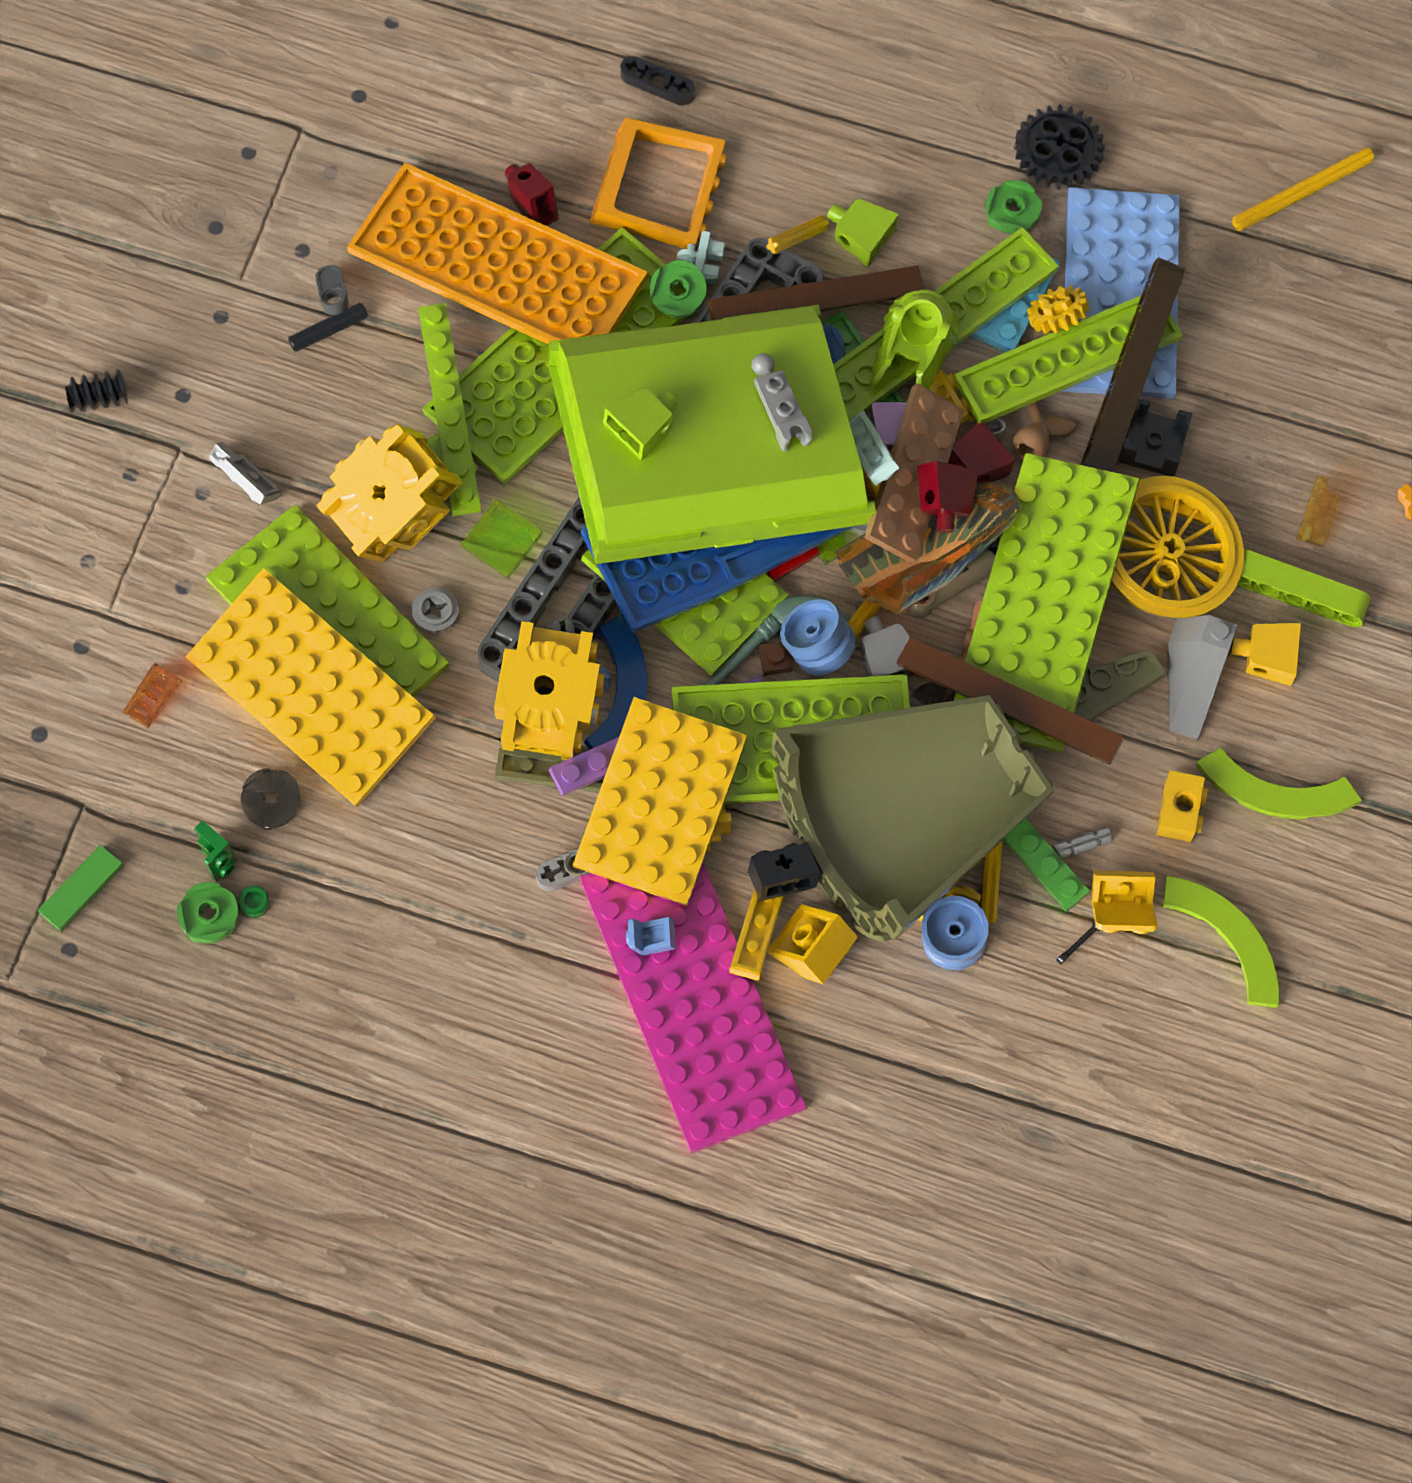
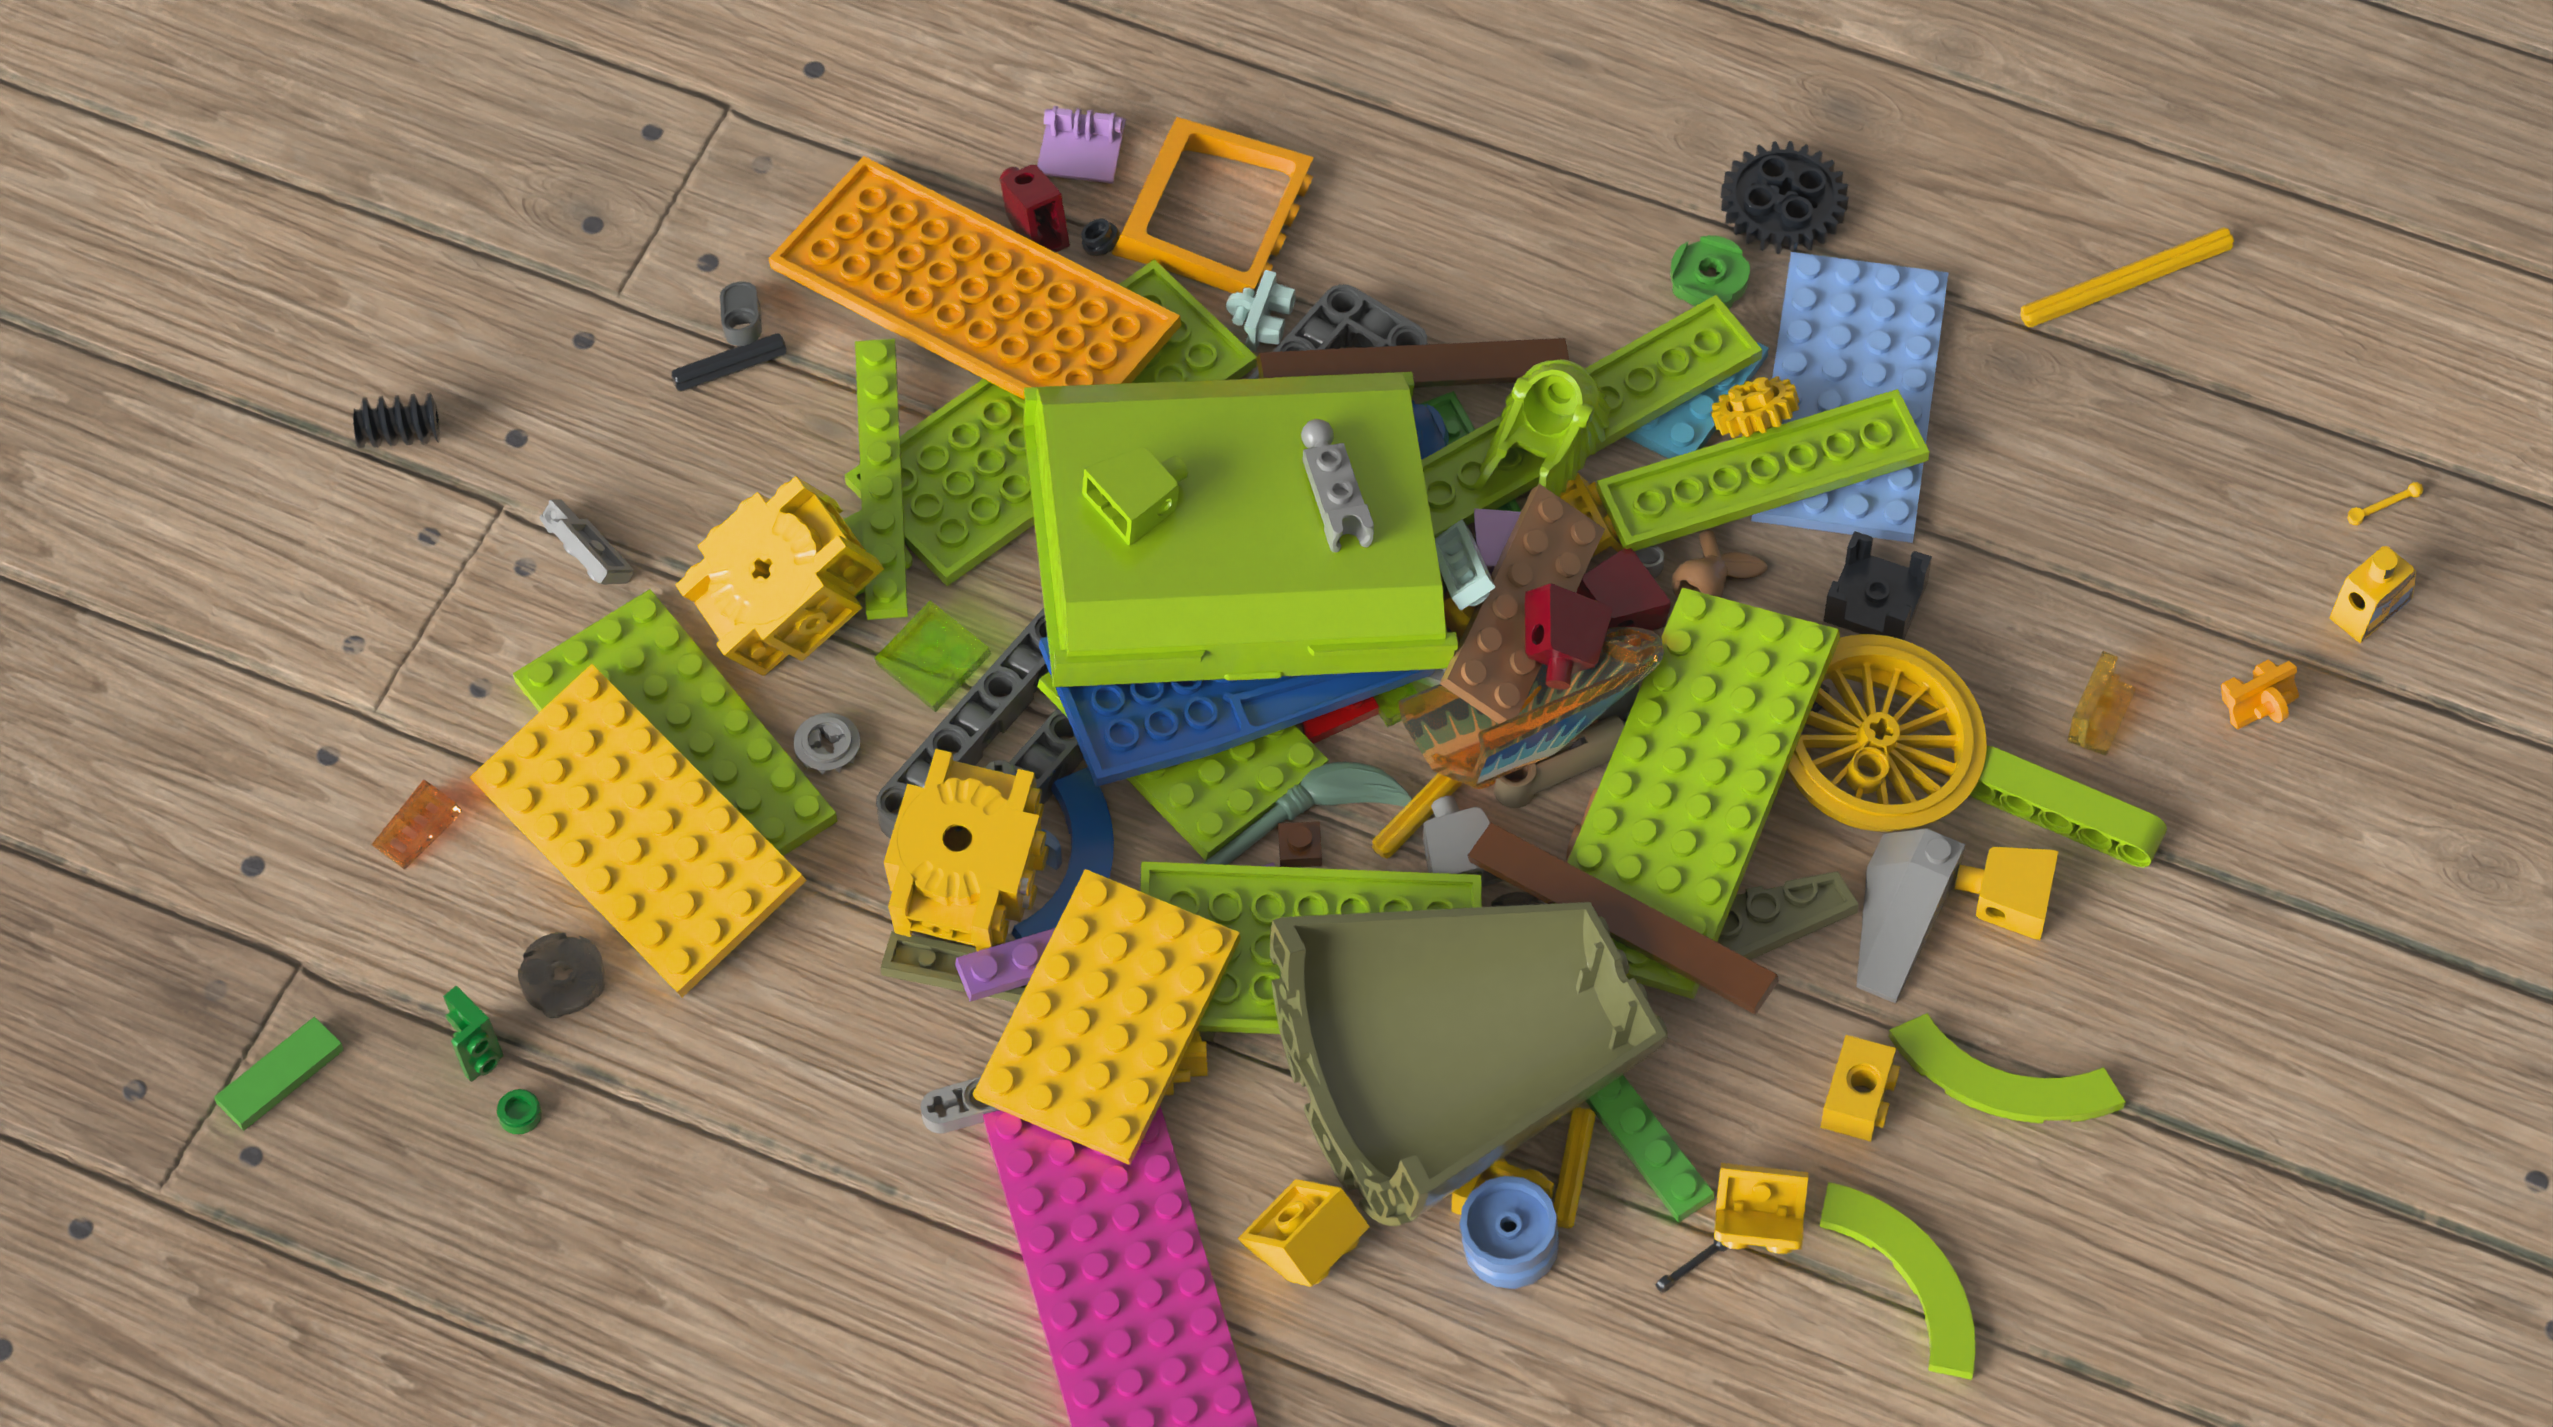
camera: 10 degrees right, 10 degrees down
(220, 925) = (458, 1142): bright green plate -> none
(558, 142) = (1081, 144): none -> lavender hinge
(580, 212) = (1099, 237): none -> black plate
(651, 935) = (1071, 1198): medium blue bracket -> none
(662, 91) = (1237, 90): black beam -> none
(693, 282) = (1211, 323): bright green plate -> none
(755, 937) = (1231, 1197): yellow tile -> none
(783, 871) = (1272, 1127): black brick -> none
(797, 234) = (1399, 284): yellow axle -> none
(818, 637) = (1360, 815): medium blue wheel -> none
(863, 228) = (1494, 285): lime torso -> none
(1083, 842) = (1712, 1127): light grey axle -> none
(1133, 365) = (1854, 482): dark brown beam -> none

